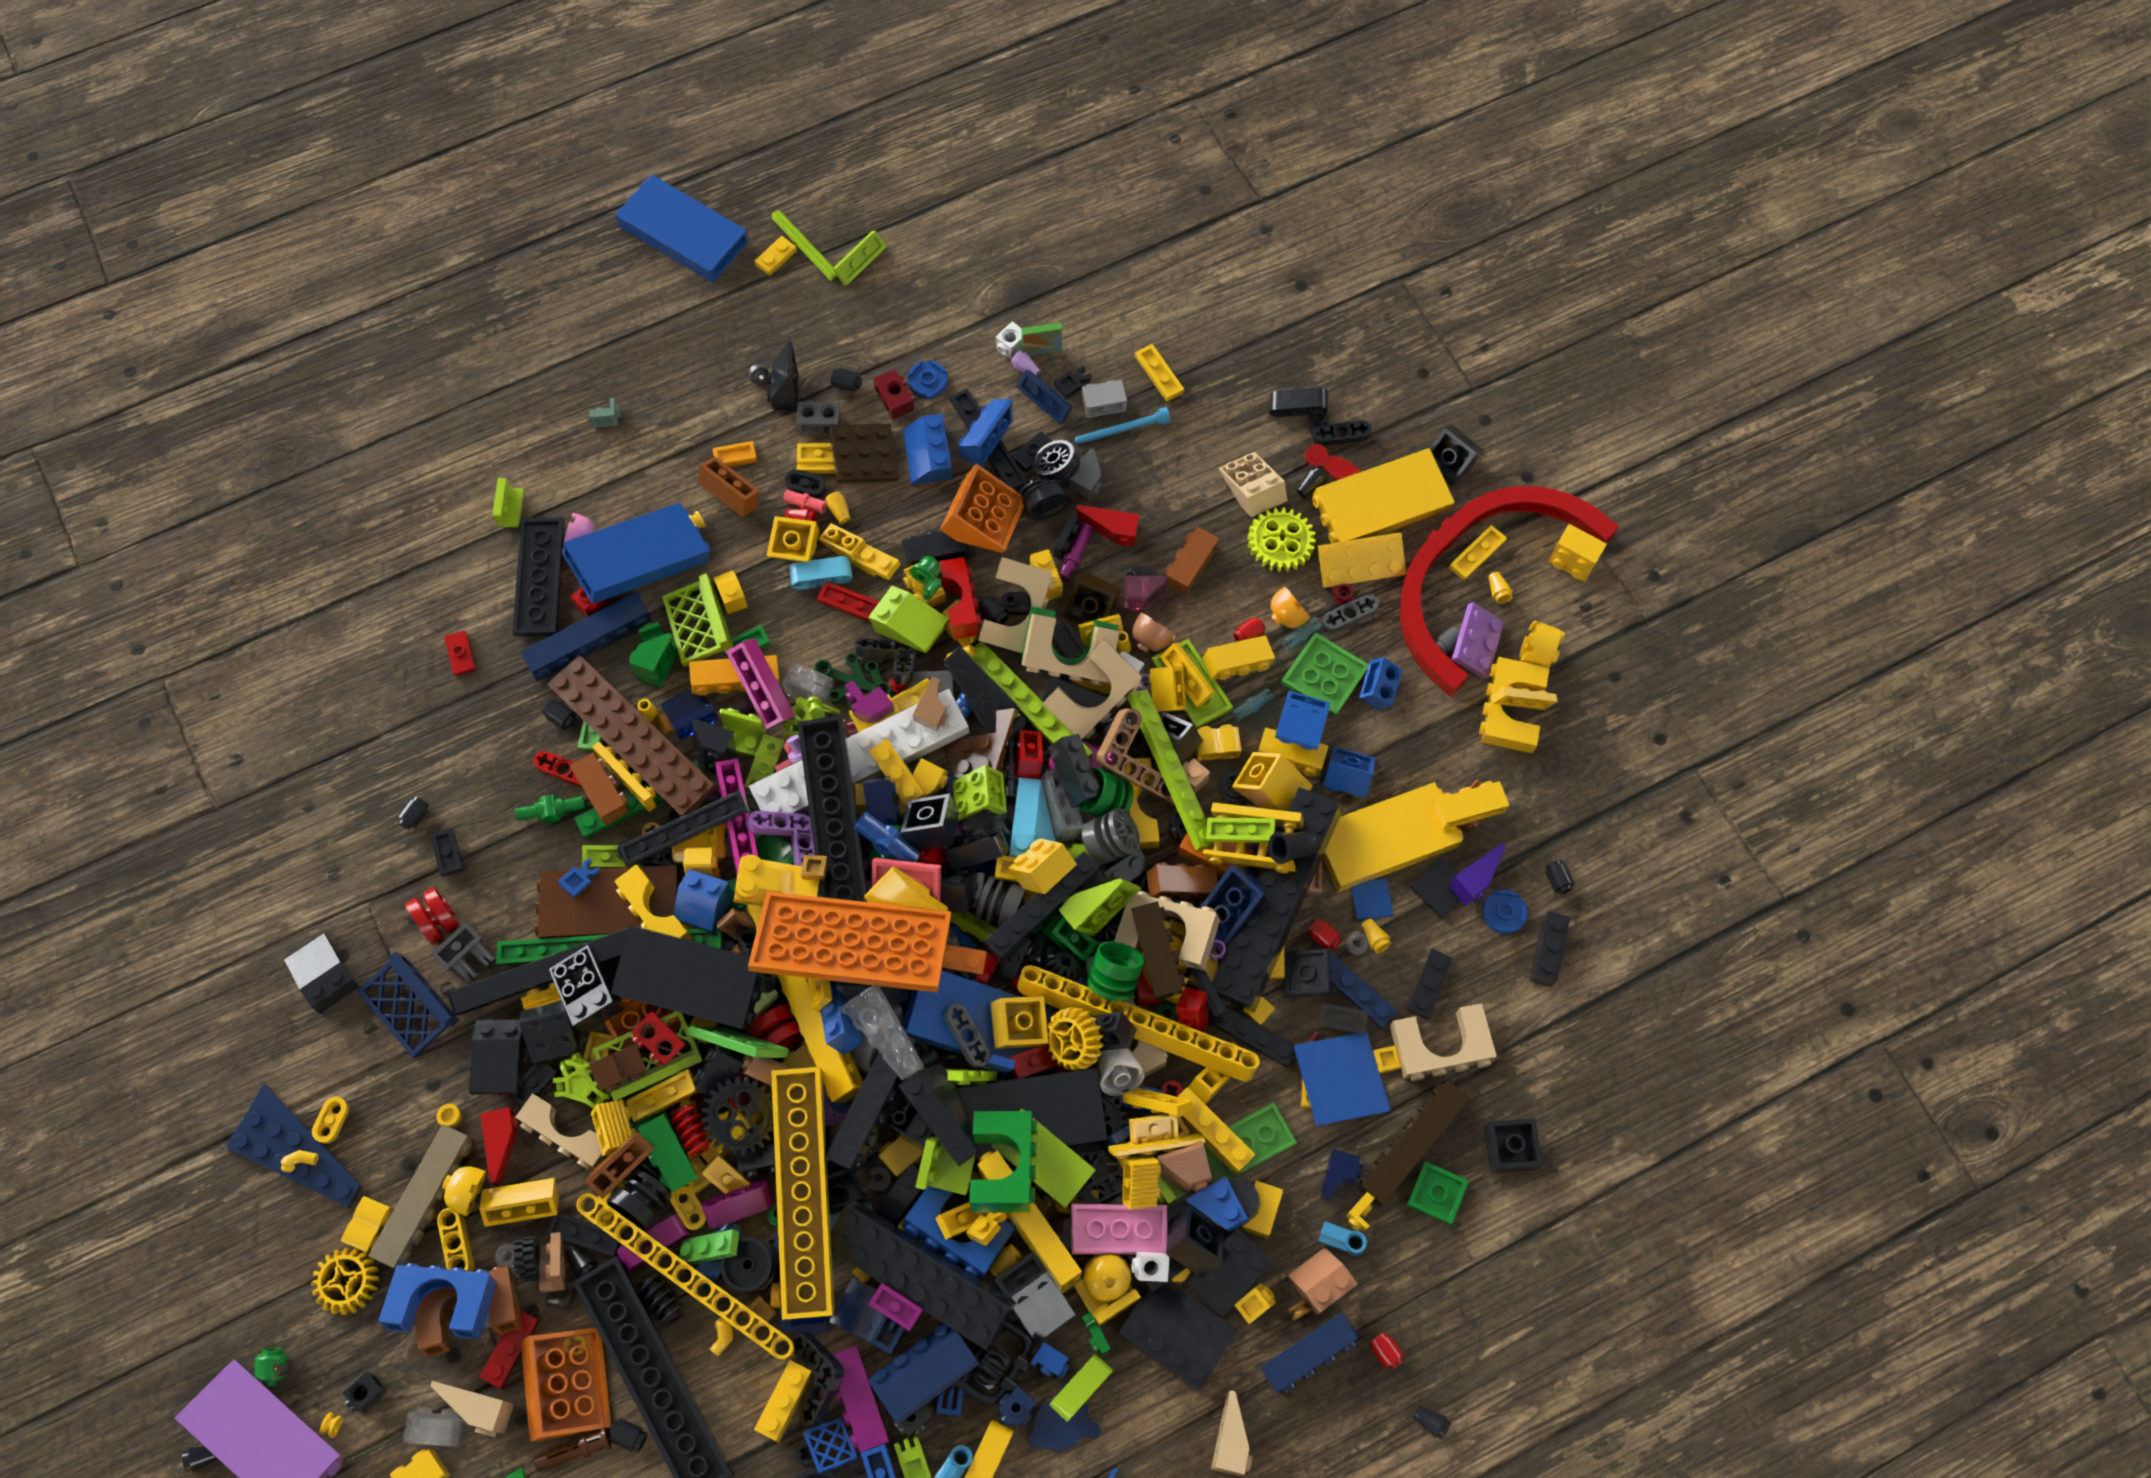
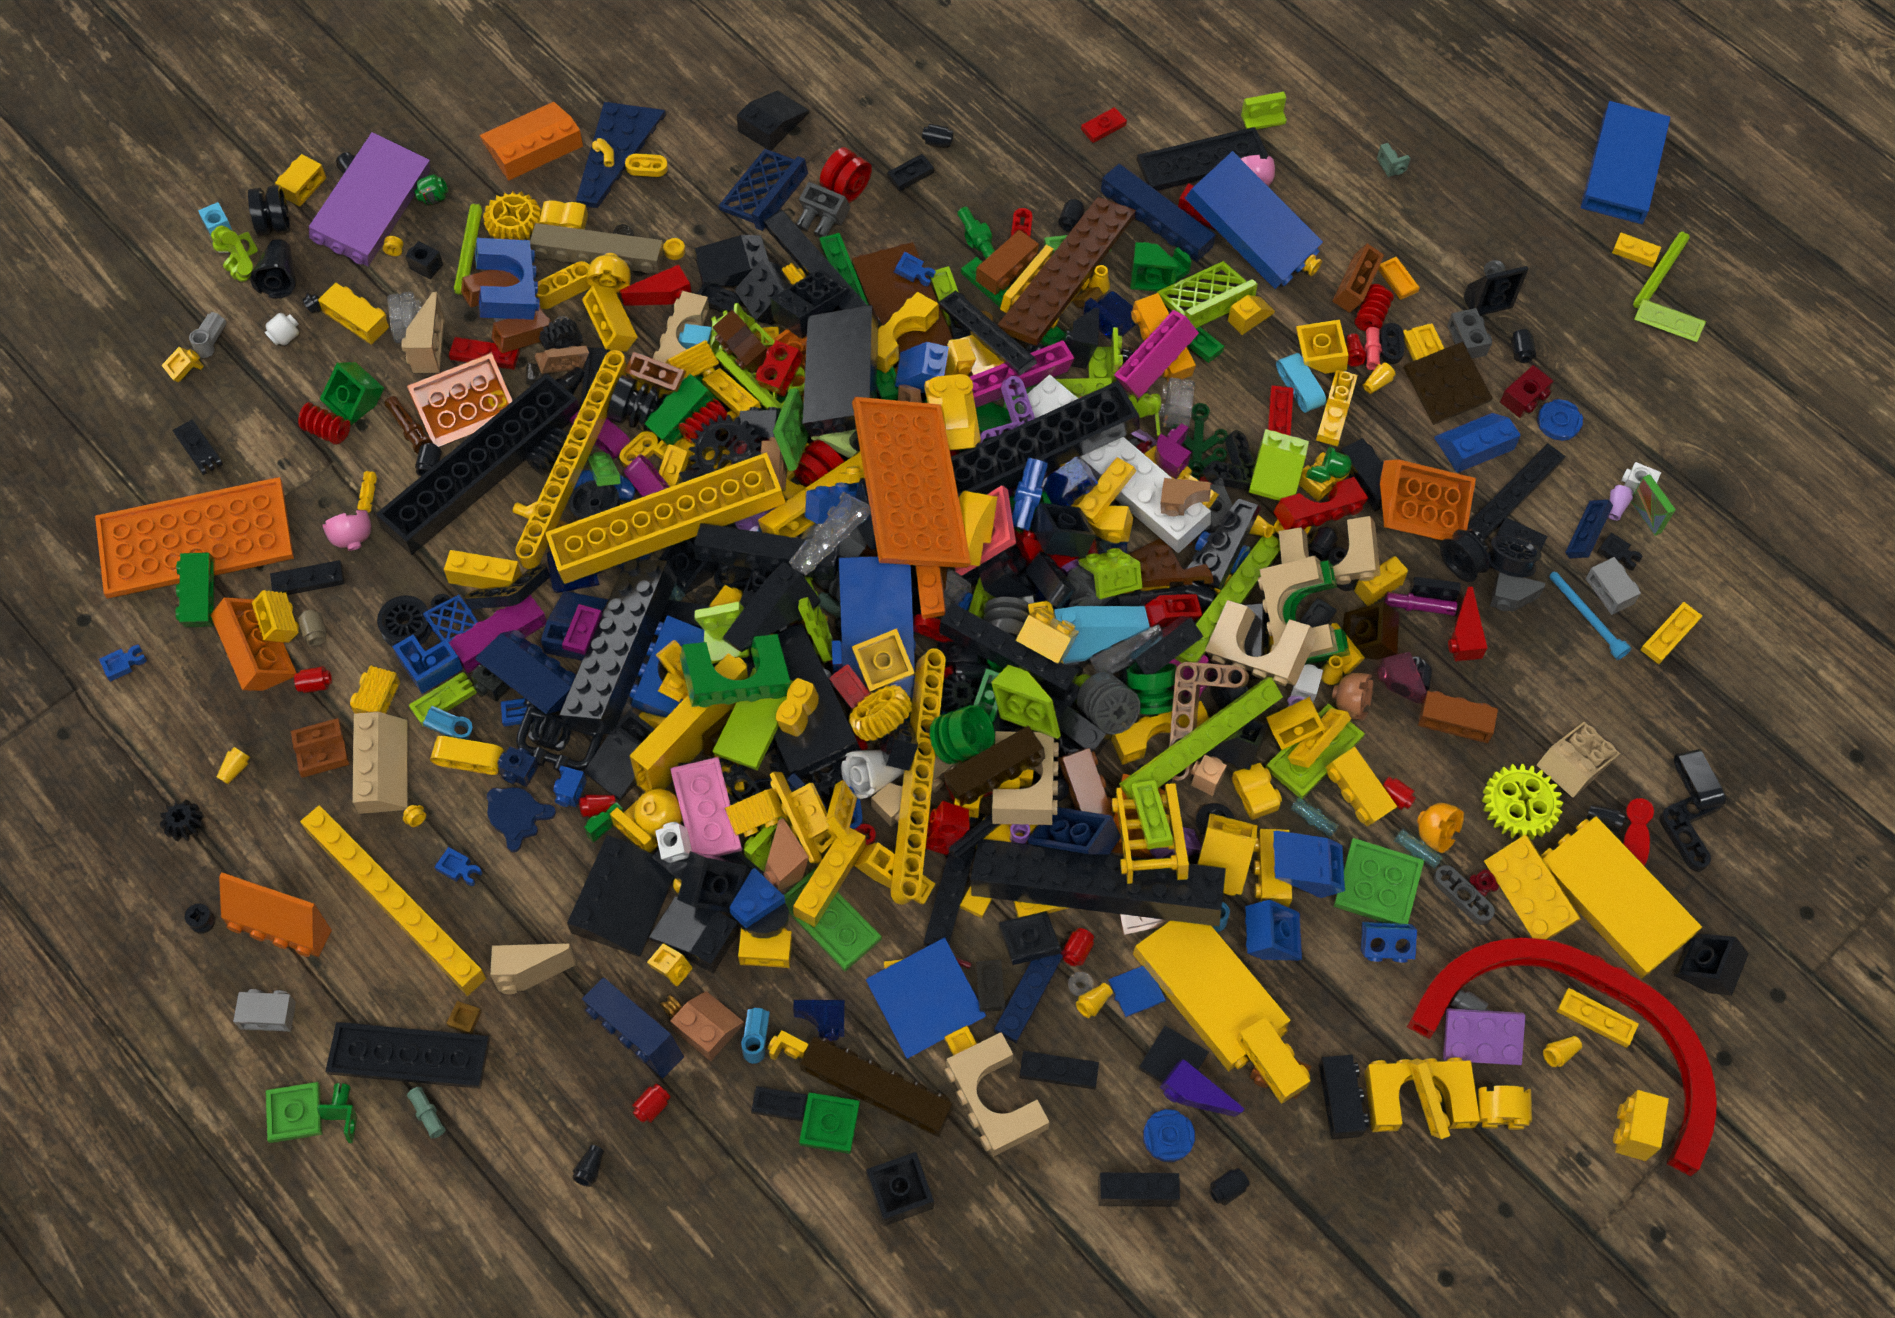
camera: 75 degrees right, 5 degrees down
(242, 1239) = (532, 140): none -> orange slope
(365, 1340) = (468, 245): none -> lime axle
(576, 1118) = (694, 335): none -> medium azure brick
(768, 489) = (1374, 307): none -> red piece
(814, 867) = (977, 437): pearl gold plate -> none
(976, 1037) = (862, 598): dark grey beam -> none
(986, 431) = (1518, 482): blue slope -> none
(1044, 1108) = (794, 711): none -> yellow brick
(1075, 1339) = (595, 804): none -> red cone
(1081, 1387) = (549, 818): lime beam -> none
(1290, 846) = (1149, 866): black plant -> none
(1410, 1233) = (779, 1103): none -> black plate
(1503, 764) = (1343, 1096): none -> black brick

